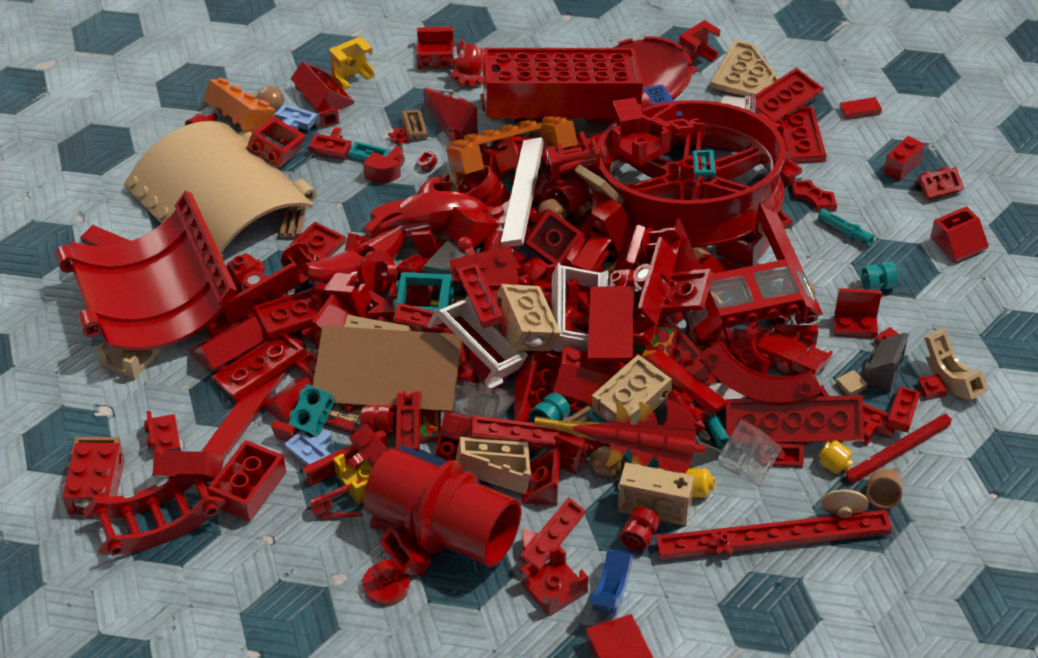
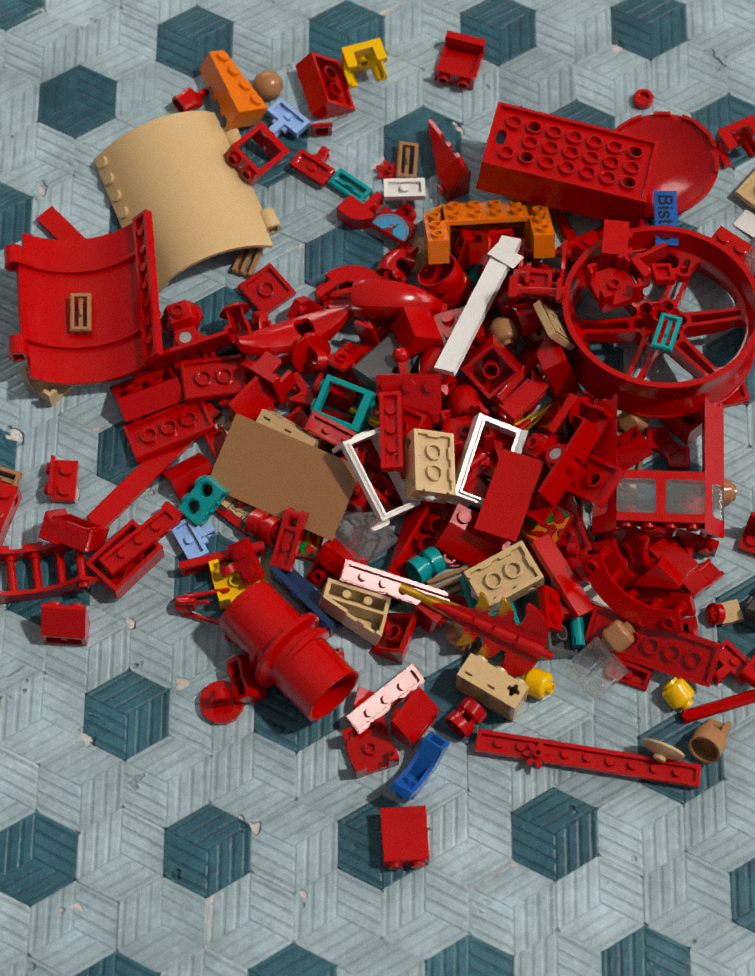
camera: 15 degrees right, 20 degrees up
(146, 302) = (80, 328): none -> medium nougat tile
(200, 549) = (64, 623): none -> red slope
(257, 455) = (139, 541): none -> red tile
(420, 139) = (404, 189): none -> white panel
(420, 168) = (394, 226): none -> slope
(468, 65) = (484, 101): red piece -> none
(529, 150) = (505, 255): none -> white sticker
(588, 541) = (413, 718): none -> red slope
(603, 41) = (643, 99): none -> red tile
(761, 415) = (618, 636): none -> medium nougat head
(777, 358) = (660, 575): none -> red slope
(839, 385) = (715, 613): none -> red tile

